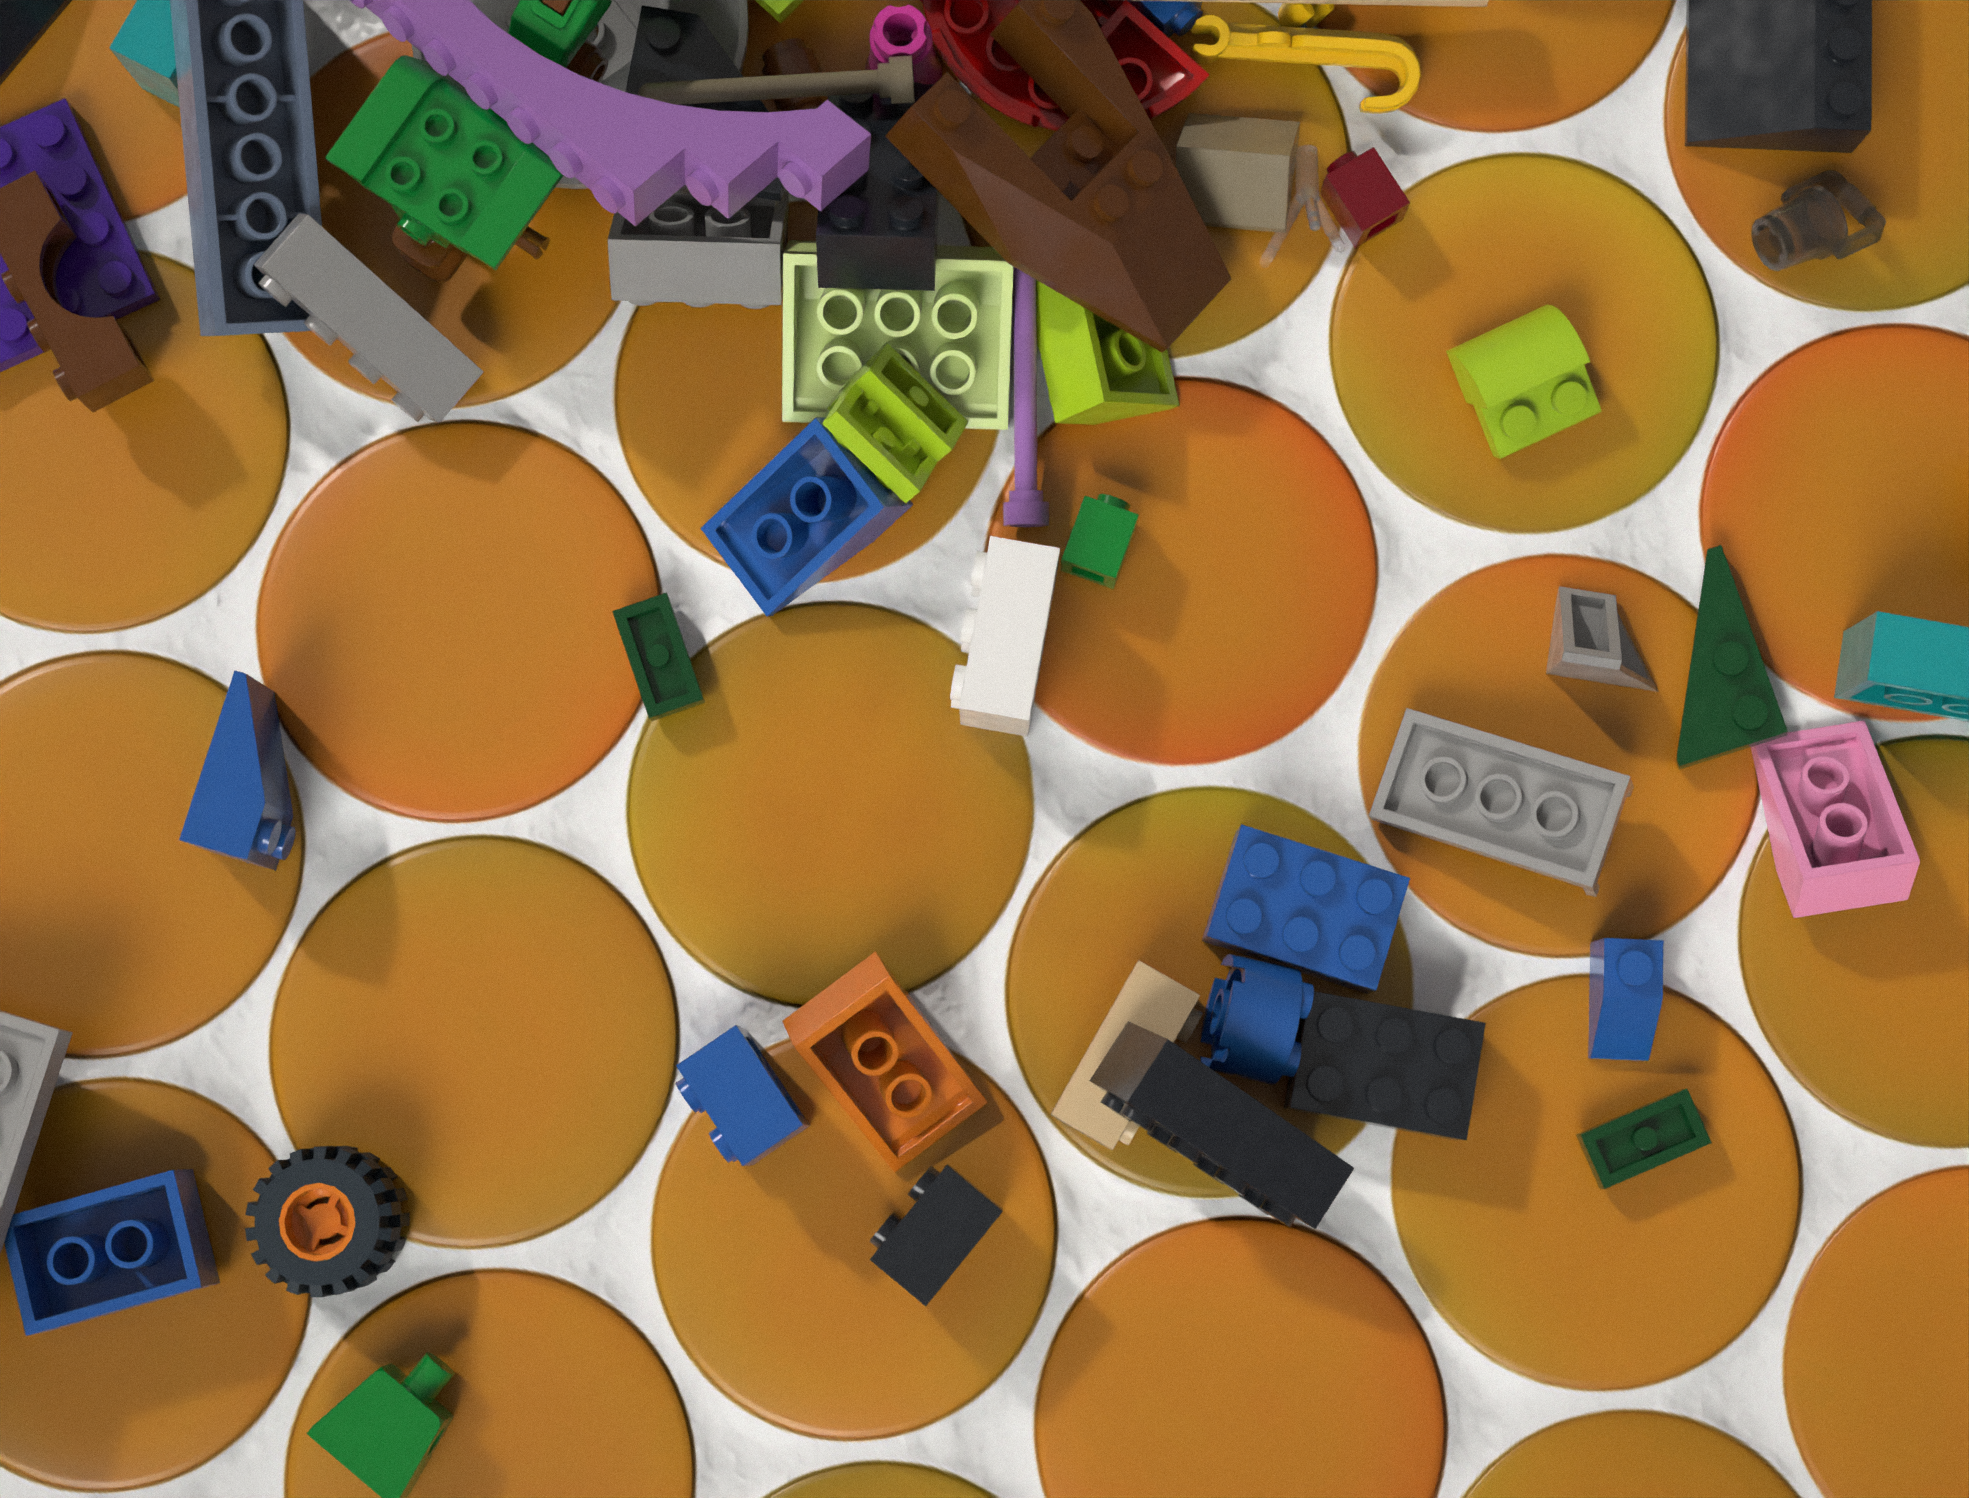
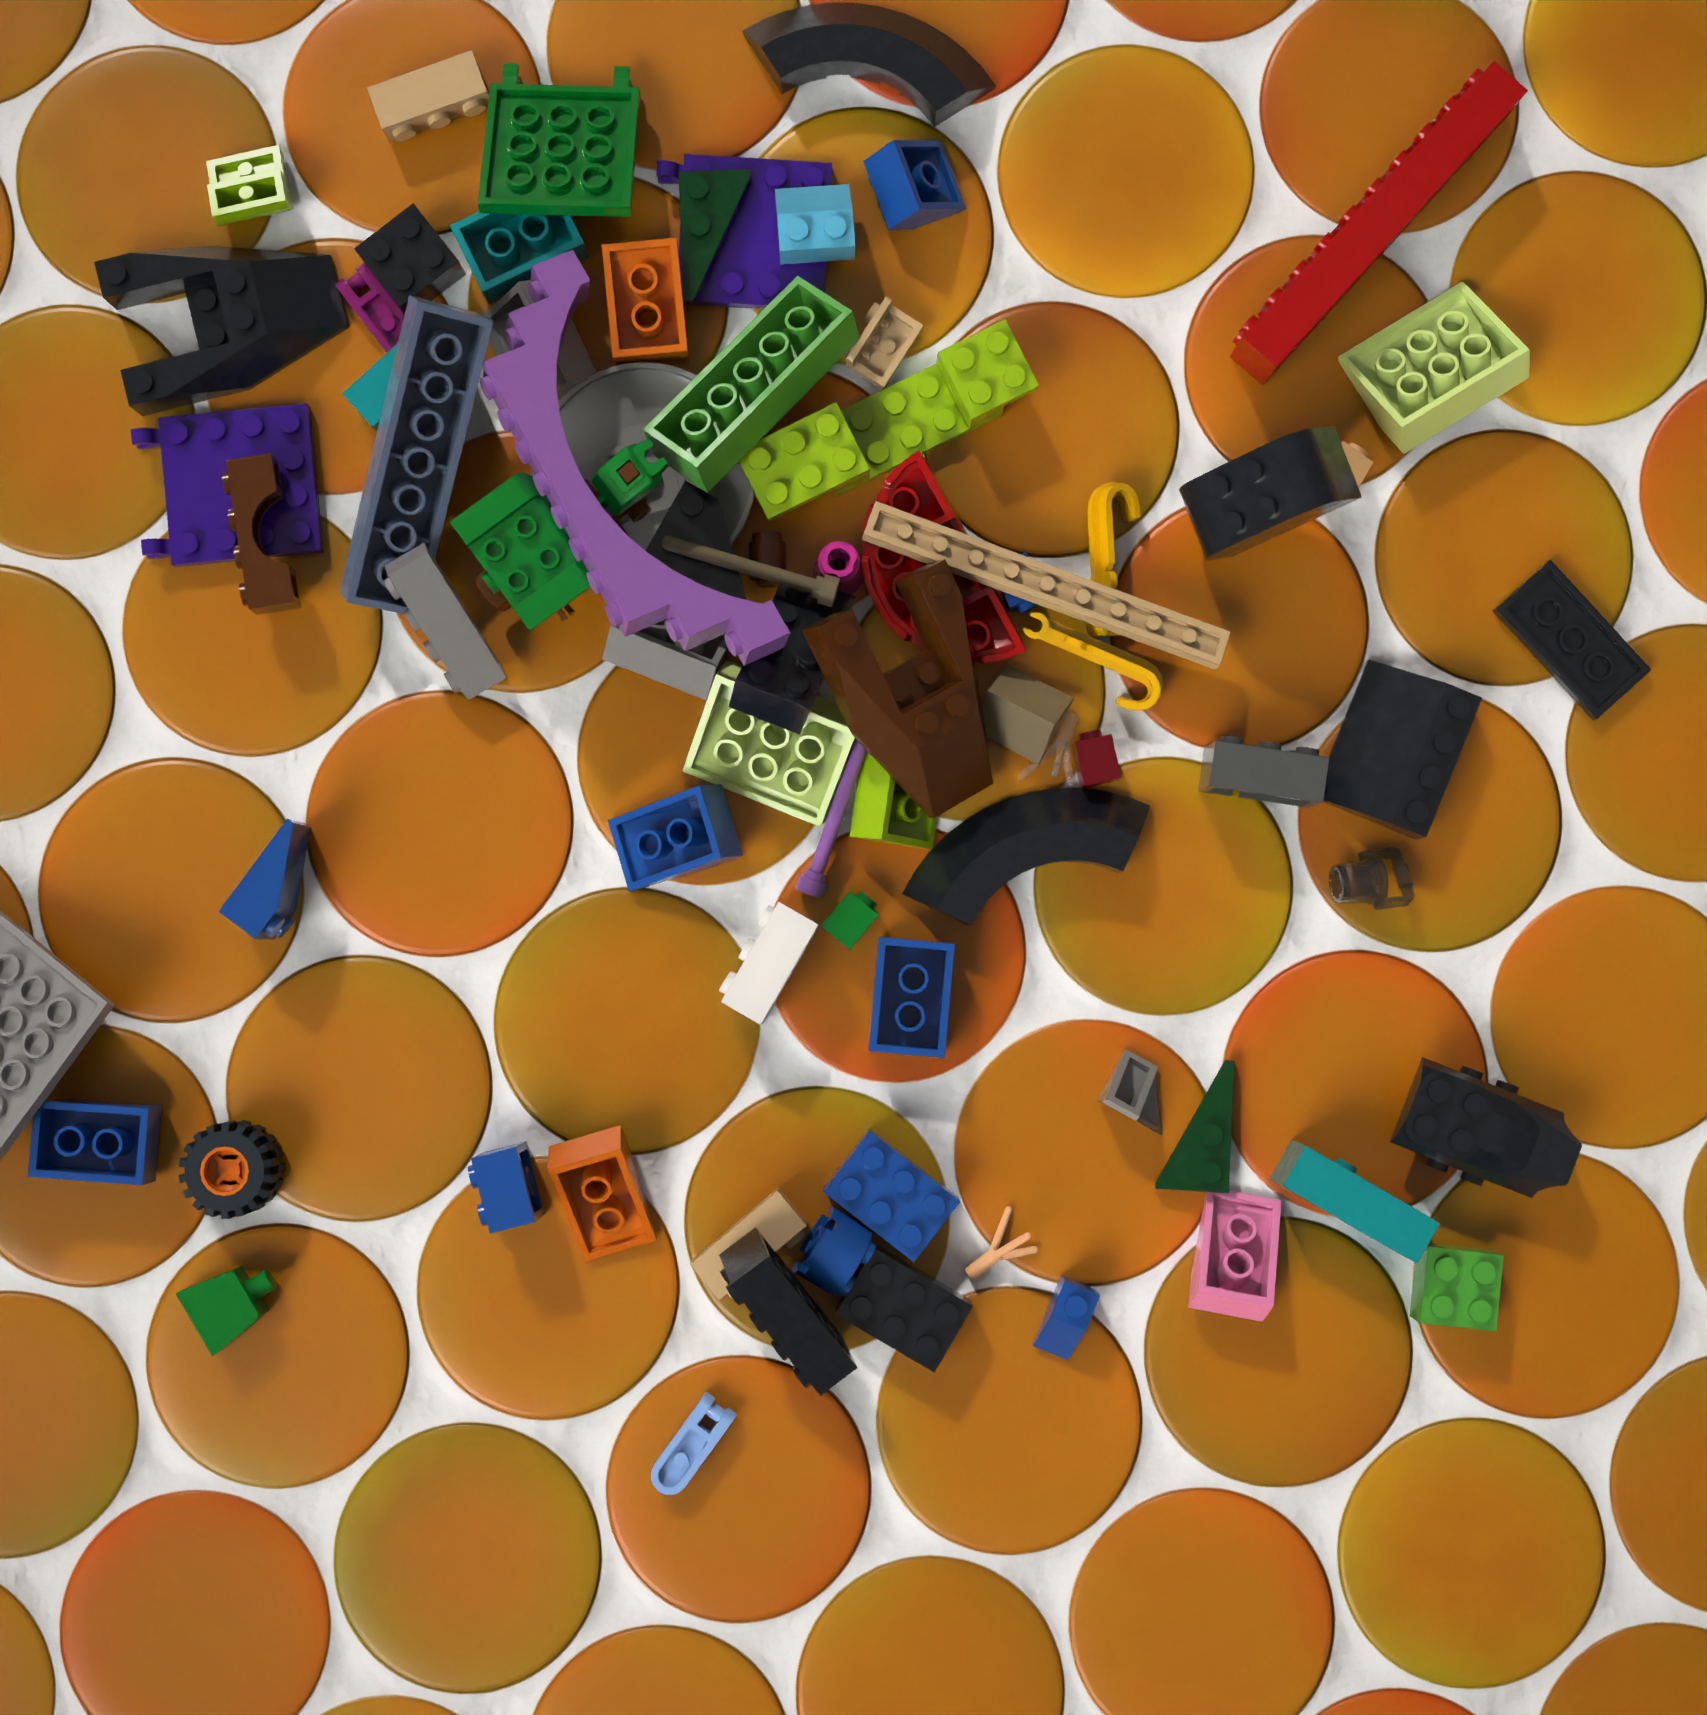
camera: 15 degrees right, 5 degrees up
(658, 657) = (553, 893): dark green plate -> none
(894, 422) = (748, 802): lime brick -> none
(935, 1232) = (595, 1311): black brick -> none
(1148, 1386) = (690, 1446): none -> light blue plate
(1228, 615) = (911, 997): none -> blue brick
(1300, 341) = (1021, 836): none -> black brick
(1487, 944) = (995, 1255): none -> light nougat plant
(1501, 799) = (1035, 1171): light grey plate -> none
(1526, 379) = (1152, 913): lime brick -> none
(1609, 124) = (1264, 772): none -> dark grey piece
(1643, 1138) = (1045, 1407): dark green plate -> none

